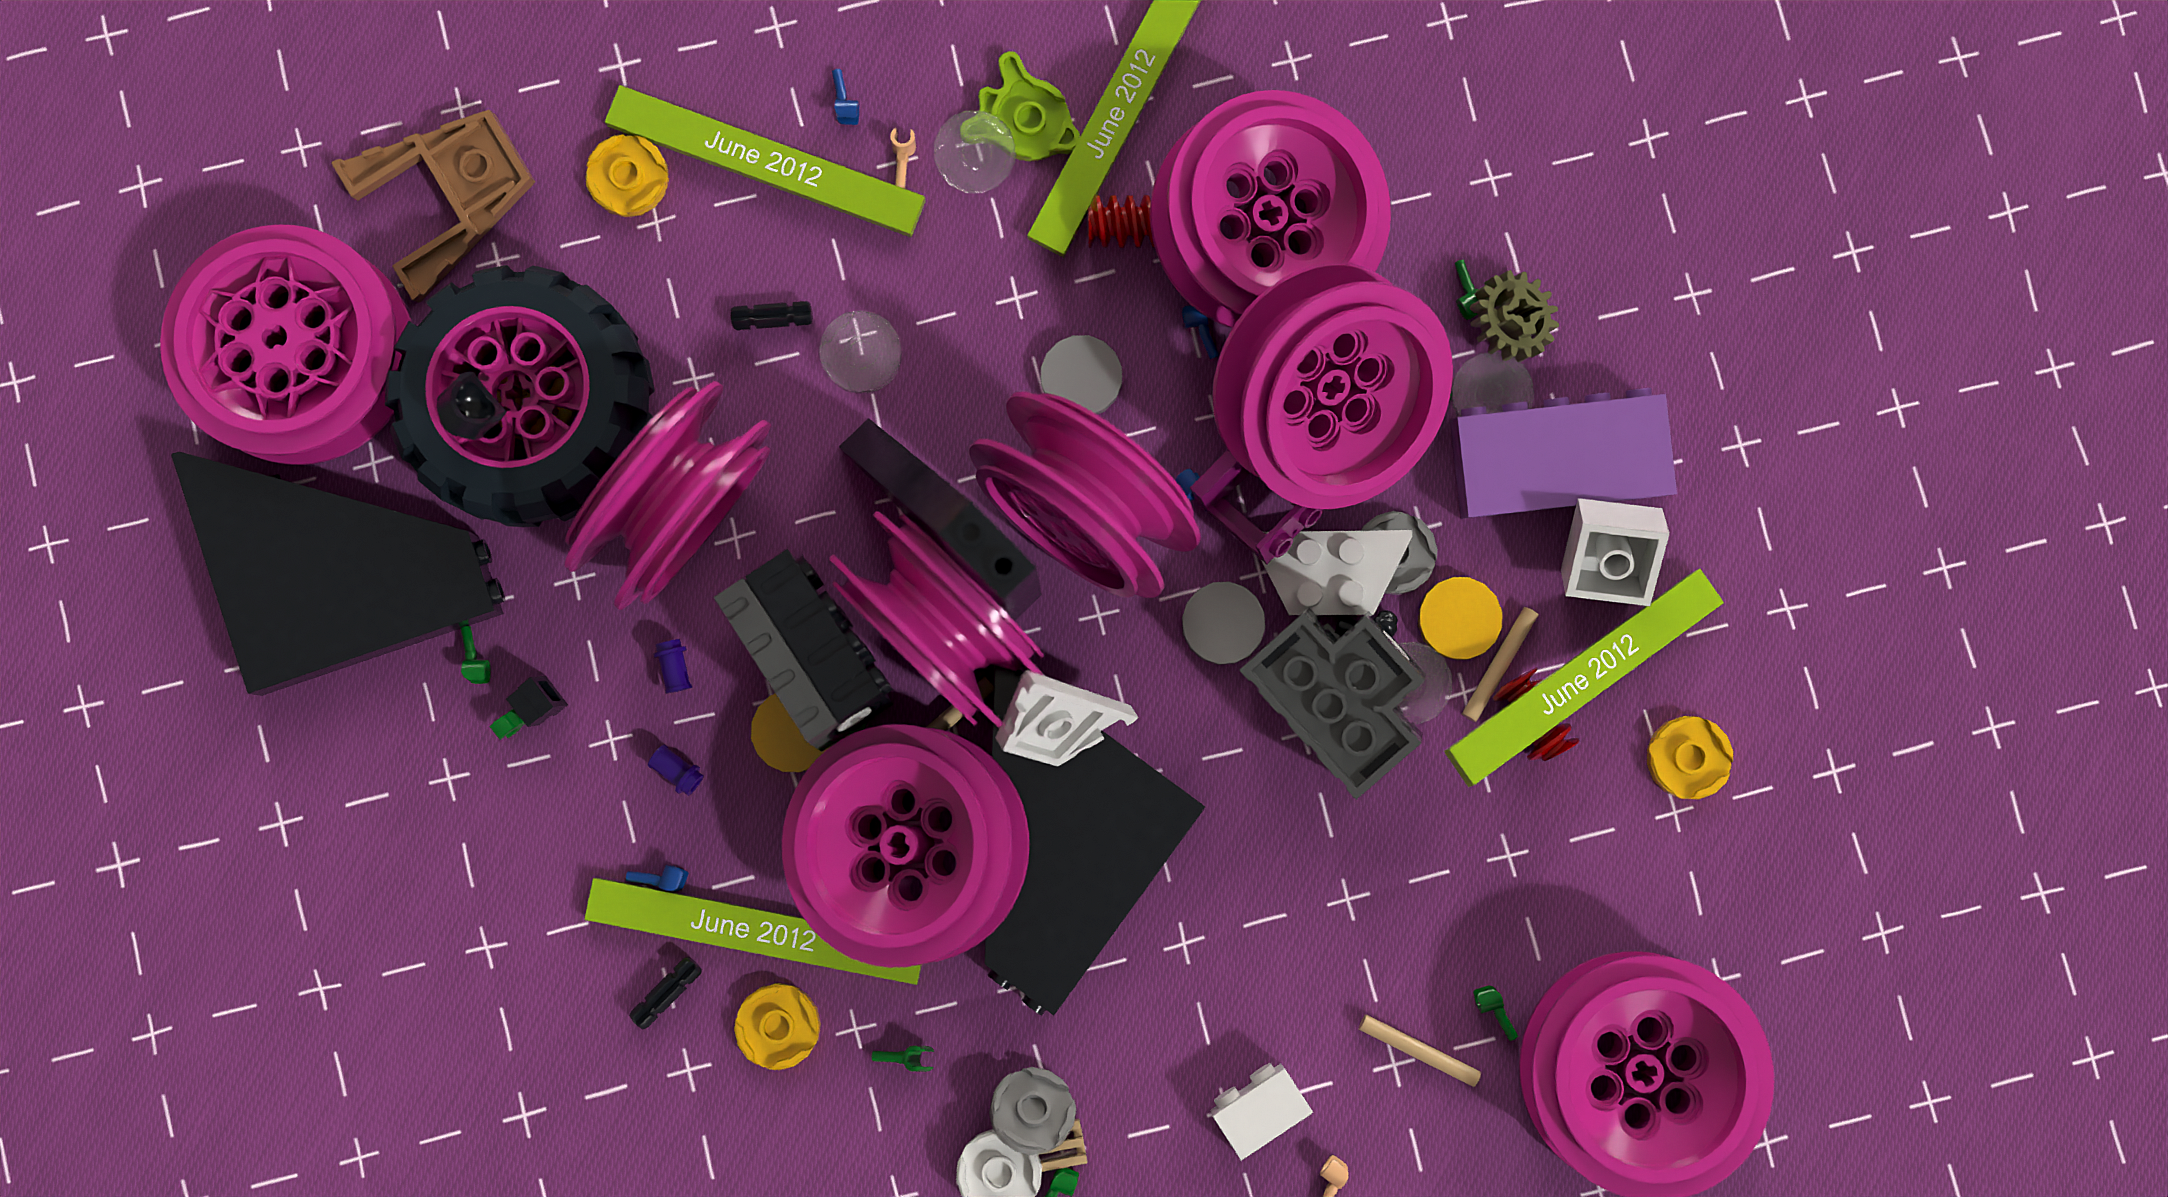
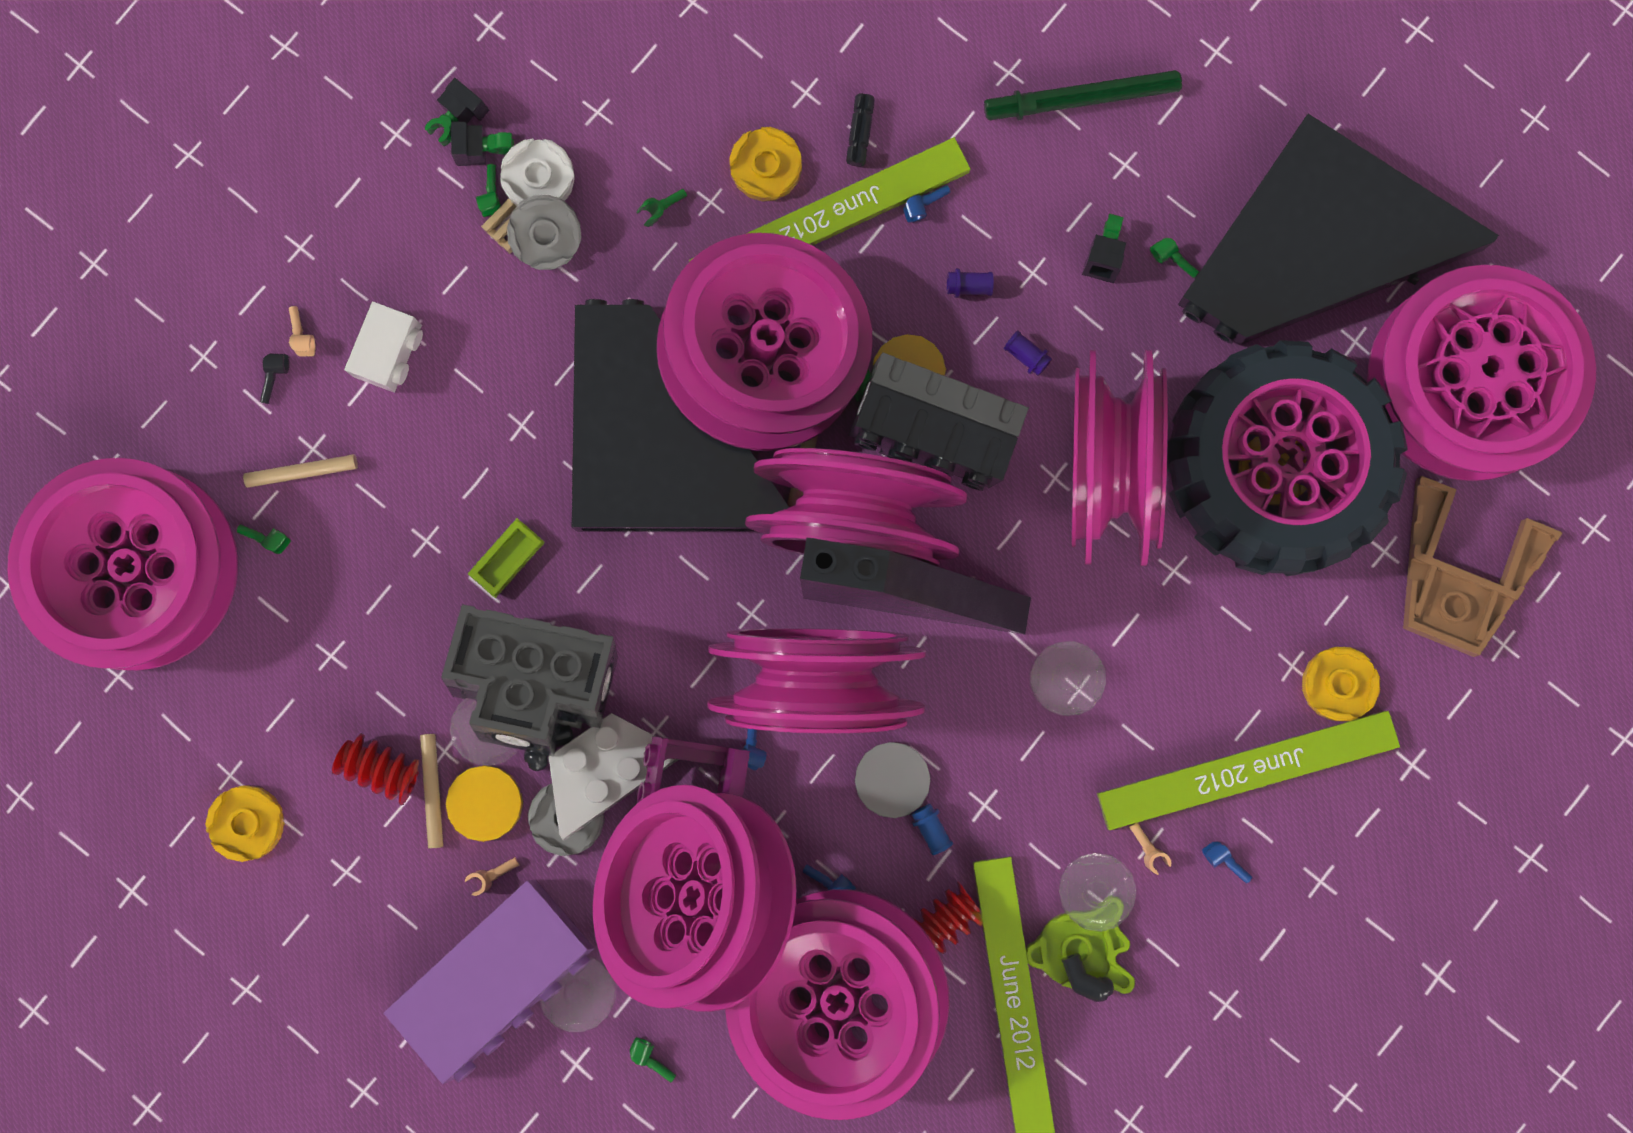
camera: 150 degrees right, 0 degrees up
(437, 872) = (1082, 95): none -> dark green axle
(468, 408) = (1309, 412): black piece -> none
(771, 315) = (1153, 657): black axle -> none
(1045, 83) = (1085, 984): none -> black arm
(1056, 719) = (718, 503): white wing -> none
(1078, 308) = (931, 829): none -> blue pin
(1223, 623) = (655, 672): light grey tile -> none
(1285, 827) = (506, 558): none -> lime tile
(1376, 1172) = (273, 365): none -> black hand
(1499, 550) = (491, 875): none -> light nougat hand
(1517, 319) = (610, 1080): olive gear -> none
(1583, 678) = (359, 821): lime tile -> none
(1614, 552) = (400, 933): white brick -> none

